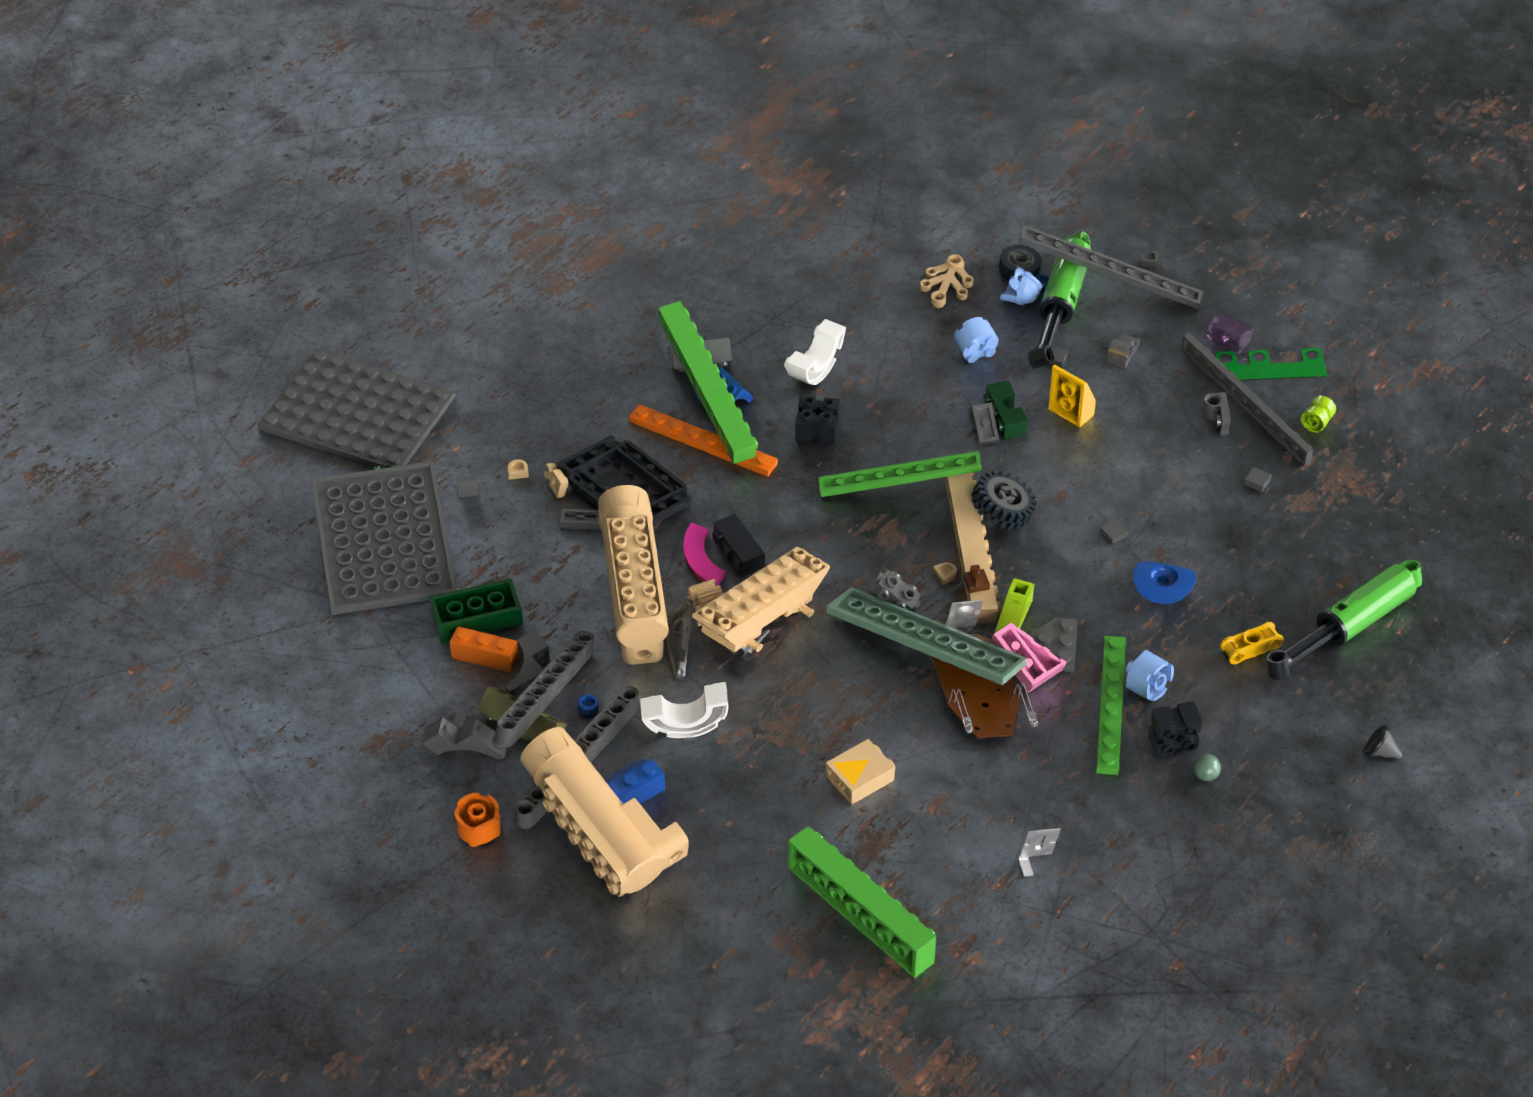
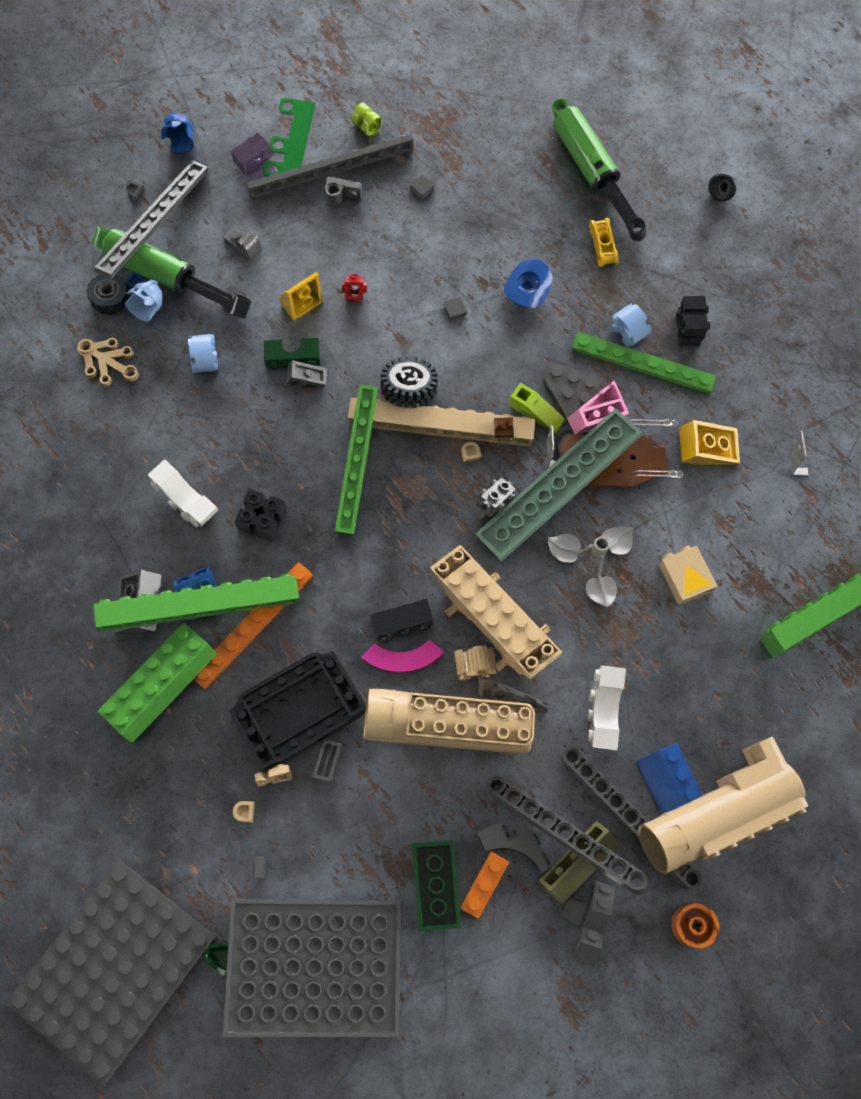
camera: 80 degrees left, 25 degrees up
(588, 704) = (567, 796): blue tile -> none
(625, 378) = (157, 682): none -> bright green brick
(860, 669) = (616, 539): none -> light grey plant
(1027, 772) = (709, 444): none -> yellow slope
(1100, 440) = (351, 293): none -> red brick
(1207, 768) = (727, 311): sand green piece -> none
(1234, 270) = (179, 131): none -> blue helmet

